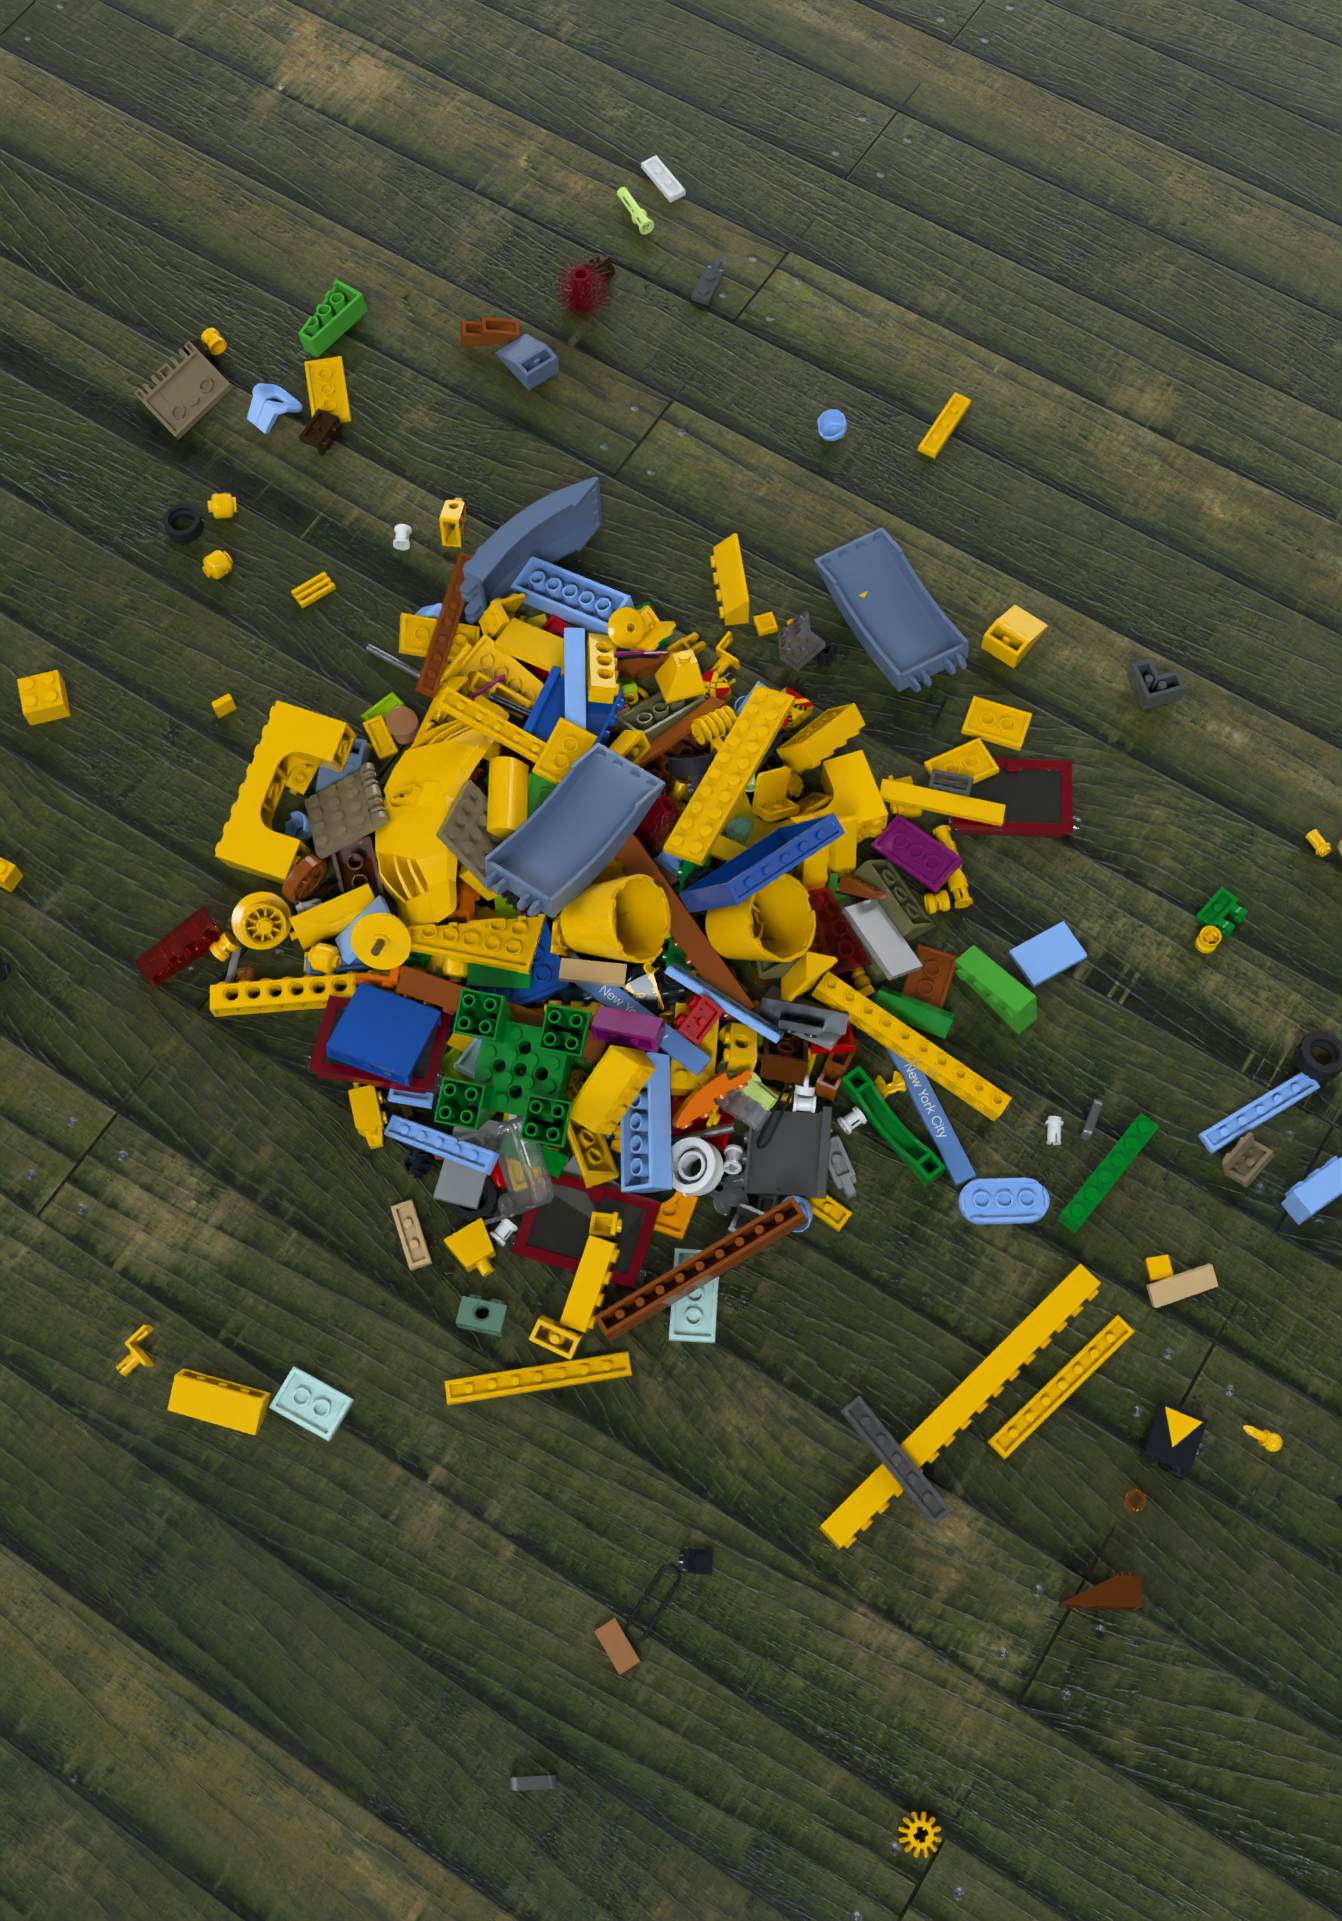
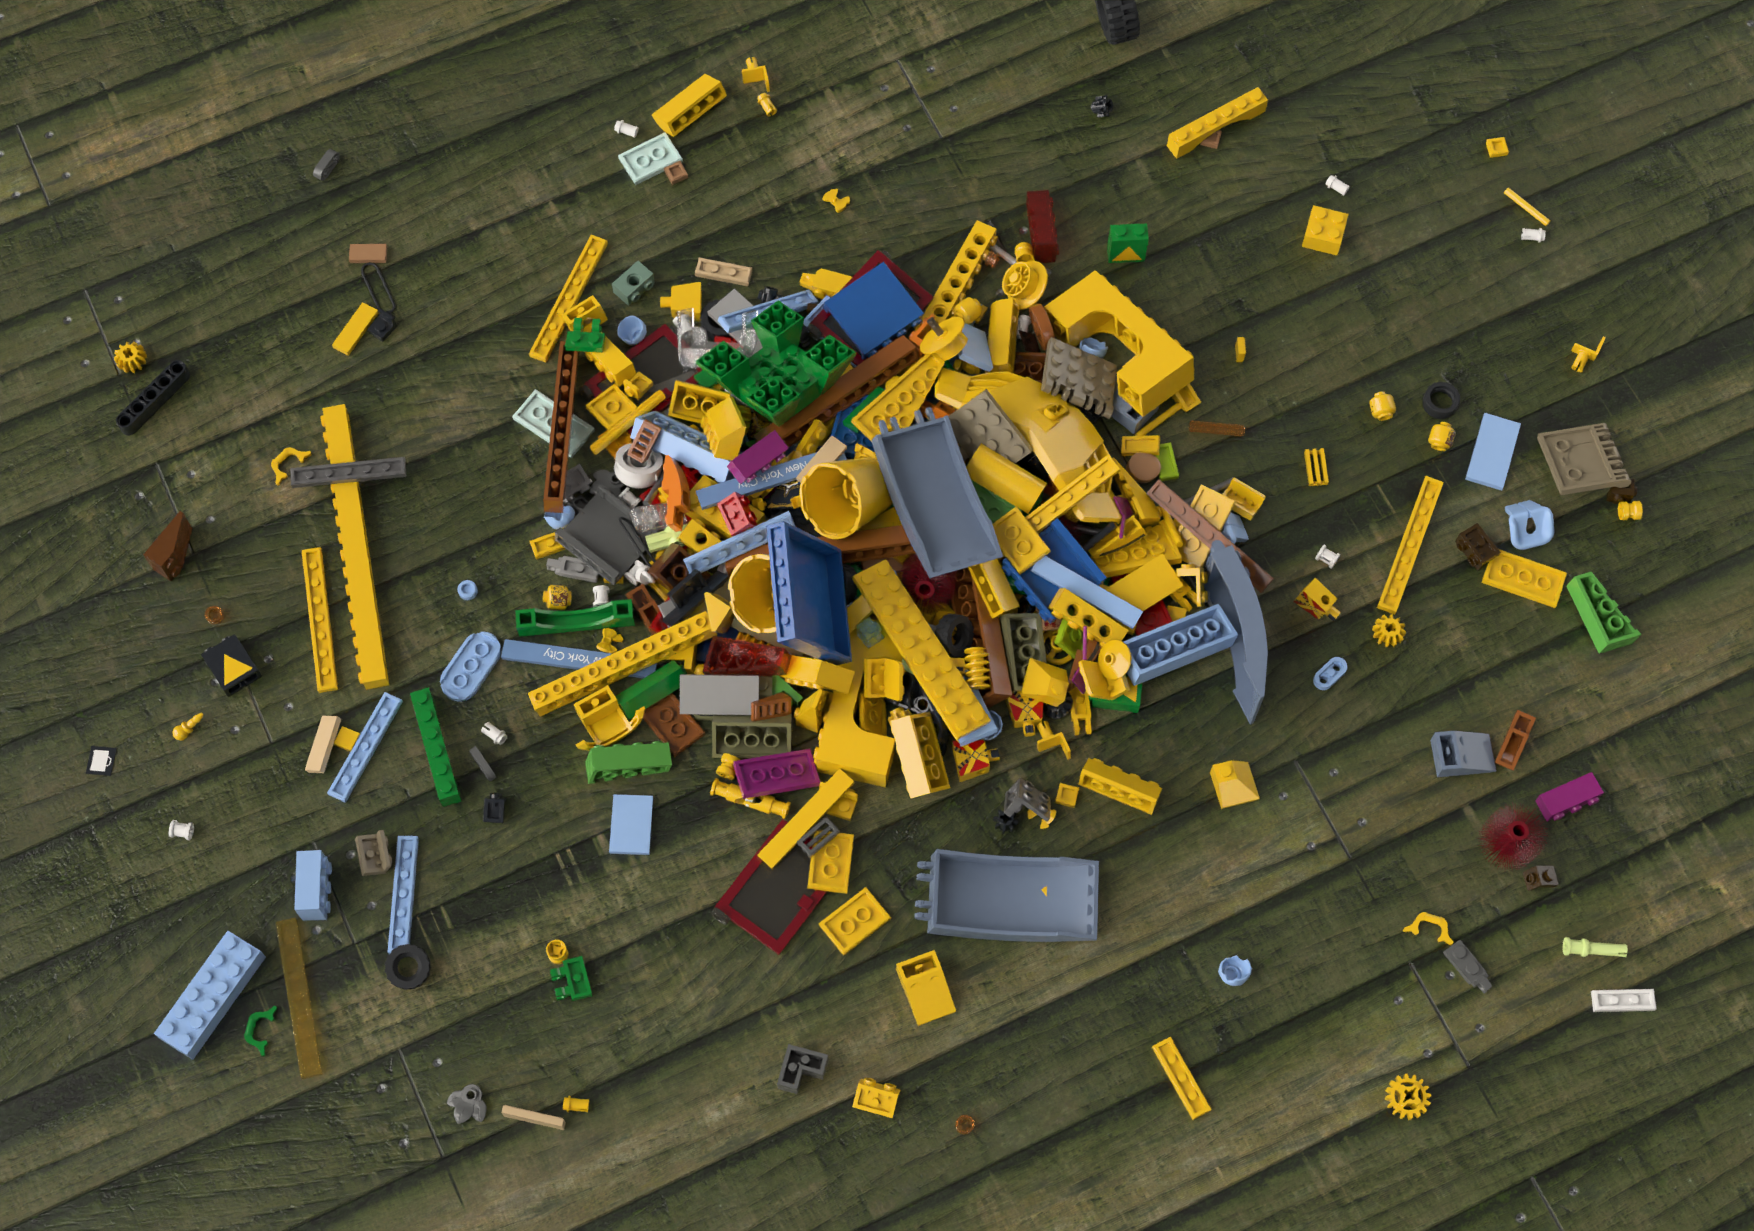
camera: 120 degrees right, 0 degrees up
(68, 437) = (1584, 354): none -> yellow bracket
(160, 852) = (1127, 243): none -> green brick
(172, 1317) = (765, 102): none -> yellow pin
(212, 465) = (1493, 451): none -> light blue tile
(256, 1179) = (840, 204): none -> yellow piece
(288, 1454) = (625, 128): none -> white pin
(314, 1363) = (676, 172): none -> medium nougat tile
(321, 686) = (1216, 428): none -> clear orange axle
(349, 482) = (1410, 545): none -> yellow plate
(385, 628) = (1247, 499): none -> yellow bracket
(446, 459) = (1385, 624): none -> yellow gear
(515, 275) = (1569, 797): none -> magenta brick
(517, 484) = (1329, 674): none -> light blue plate
(541, 1278) = (631, 330): none -> light blue hair
(591, 1306) = (585, 341): none -> green plate
(645, 1237) = (610, 406): none -> yellow tile
(652, 1208) = (627, 422): none -> yellow axle
(667, 508) = (1233, 783): none -> yellow slope
(681, 1164) = (639, 452): none -> slope
(694, 309) = (1433, 919): none -> yellow helmet
(718, 1591) = (355, 329): none -> yellow tile
(846, 272) = (1401, 1092): none -> yellow gear
(880, 1160) = (557, 597): none -> yellow head
(919, 1561) = (281, 457): none -> yellow helmet
(930, 1258) = (467, 590): none -> light blue tile
(961, 1770) = (149, 405): none -> black beam
(973, 1032) = (604, 719): none -> yellow piece
(1097, 555) = (969, 1121): none -> clear orange bush
(1122, 1081) = (494, 808): none -> black bracket
(1129, 621) = (876, 1097): none -> yellow bracket
(1153, 1245) = (365, 747): none -> light blue tile

